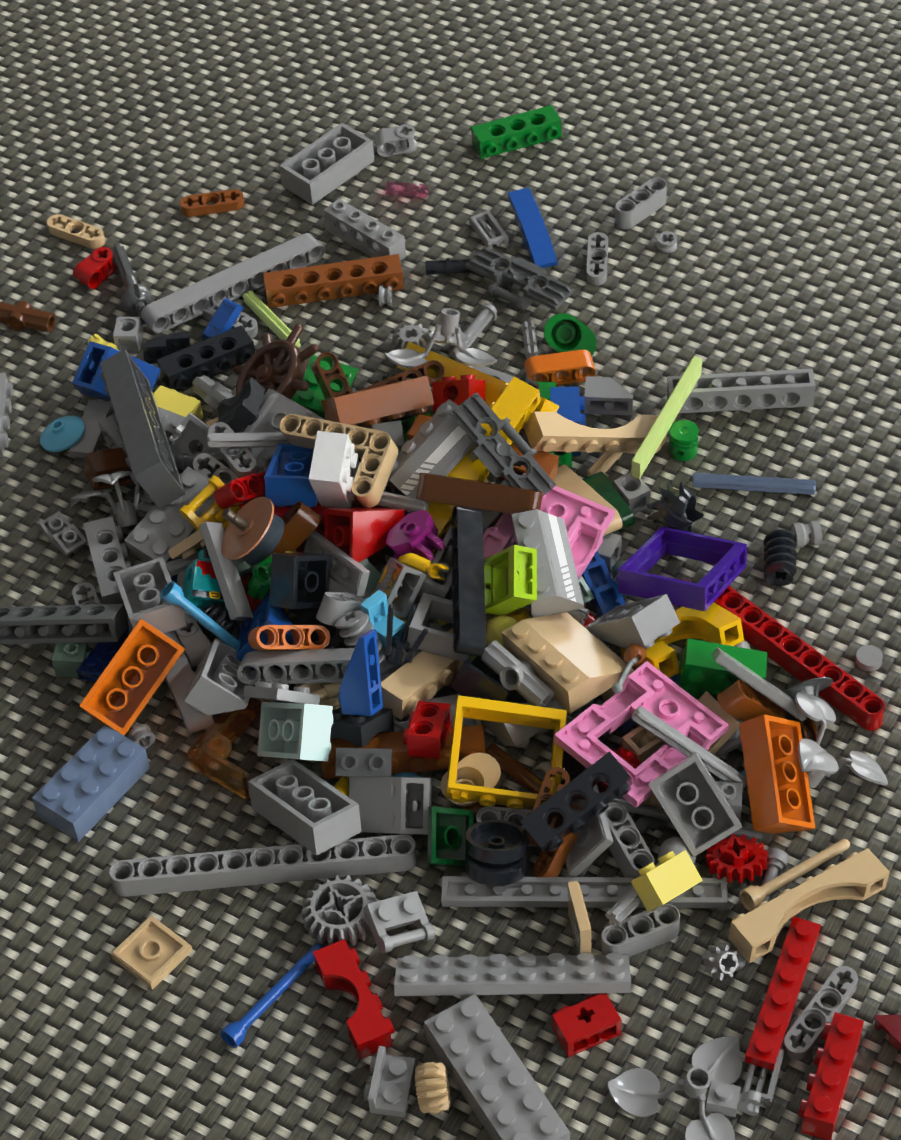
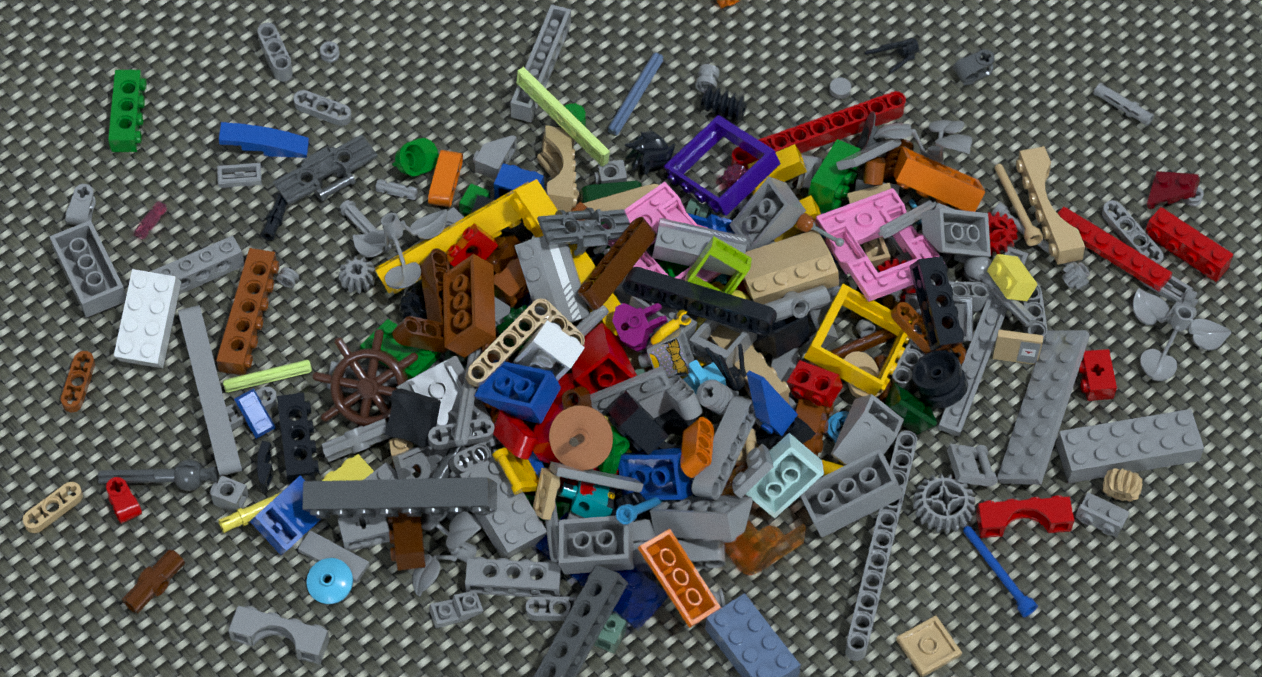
camera: 75 degrees left, 10 degrees up
(284, 212) = (147, 318): none -> white brick
(363, 762) = (830, 436): dark grey brick -> none

